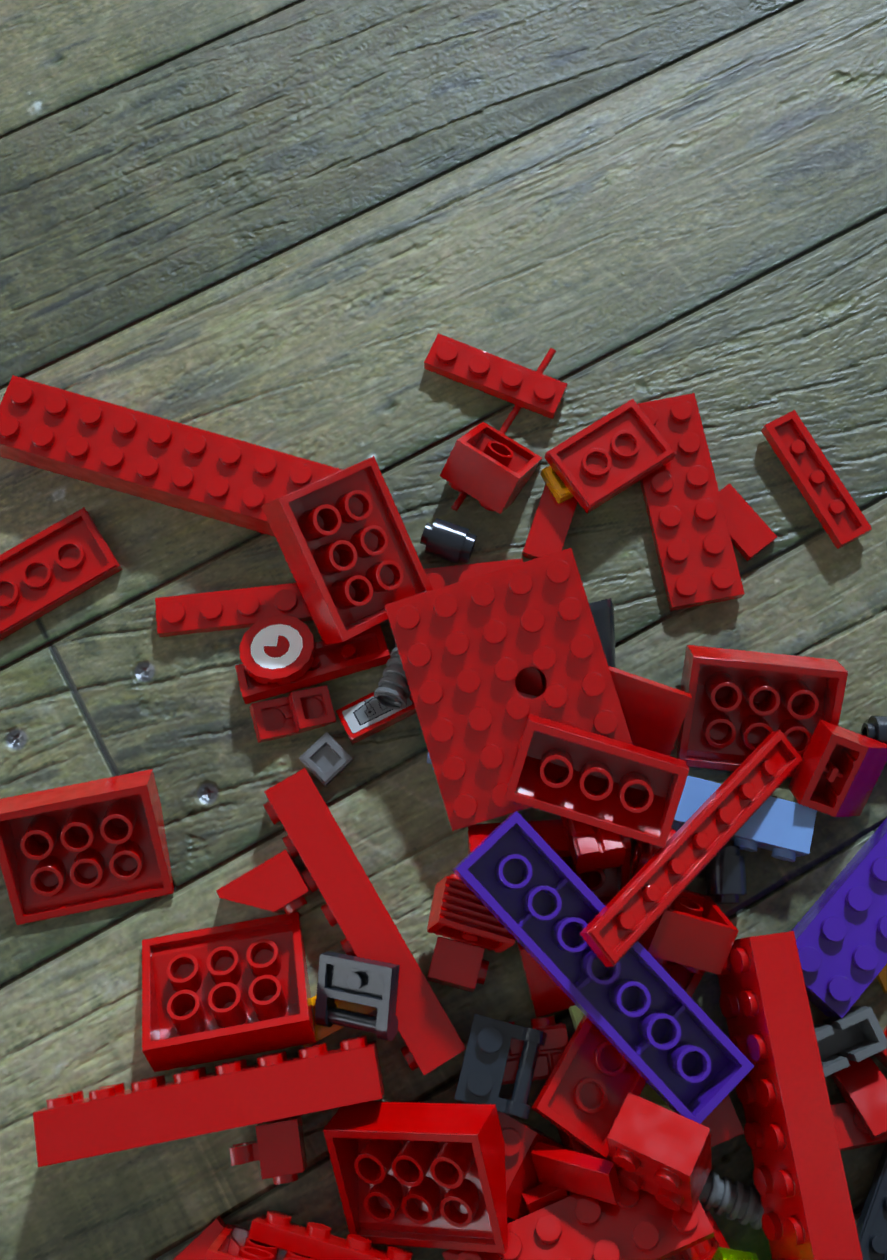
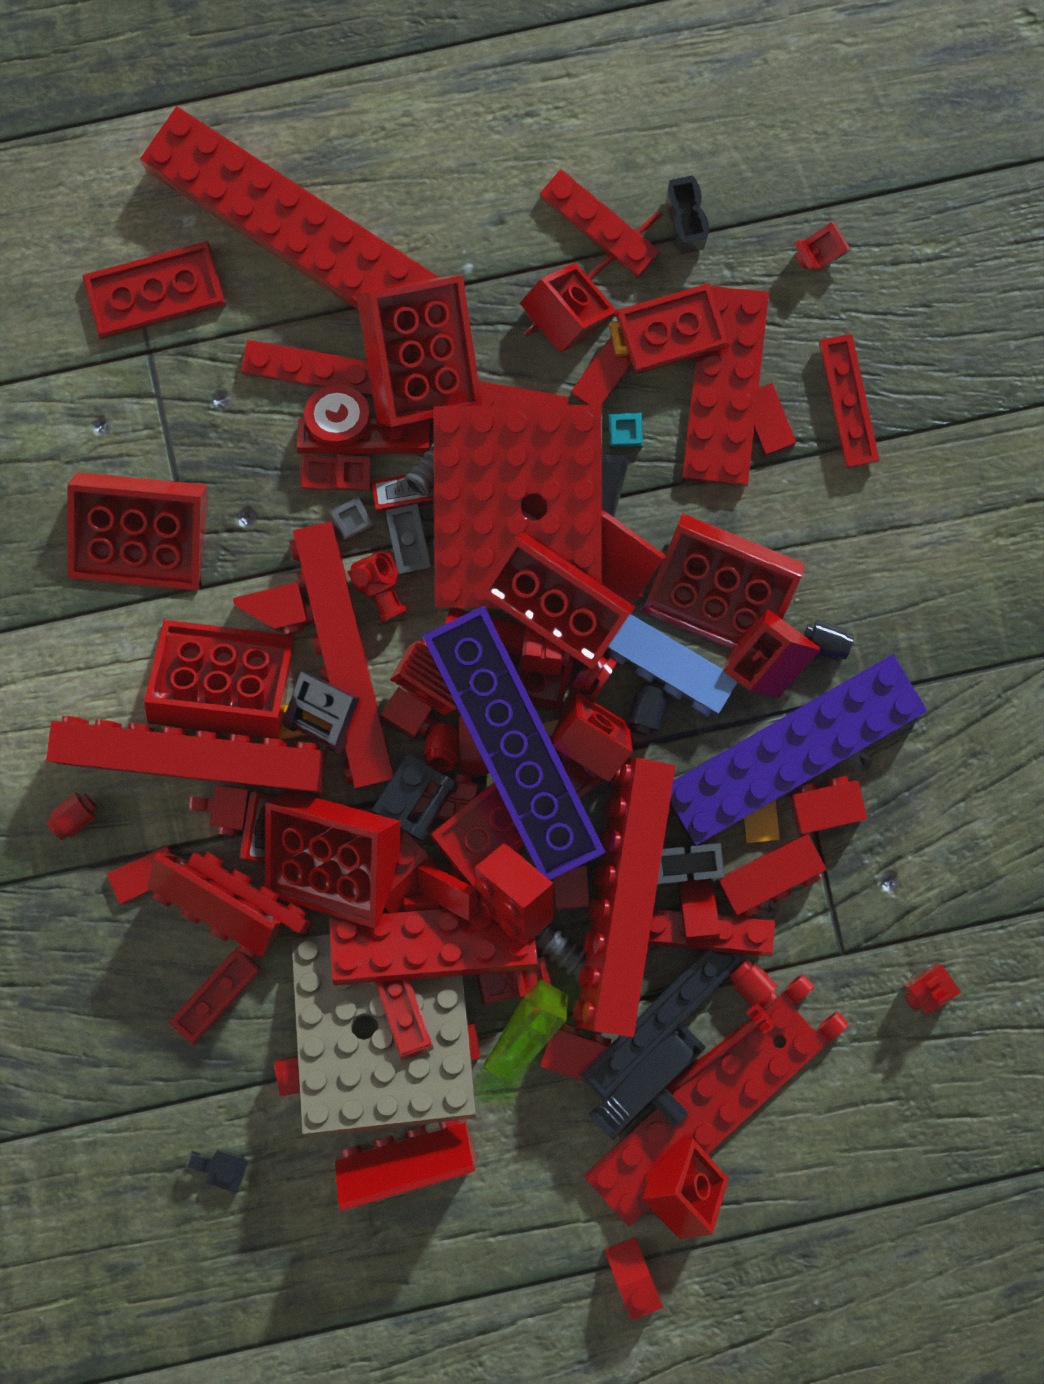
camera: 20 degrees right, 10 degrees up
(90, 1219) = (72, 816): none -> red brick
(319, 1171) = (254, 830): none -> slope
(374, 817) = (376, 579): none -> red connector
(396, 763) = (408, 539): none -> dark grey plate
(448, 541) = (509, 363): black brick -> none
(509, 992) = (441, 747): none -> red brick
(583, 338) = (689, 219): none -> black brick
(596, 576) = (625, 430): none -> teal tile
(690, 849) = (621, 675): red tile -> none
(732, 335) = (821, 248): none -> red bracket

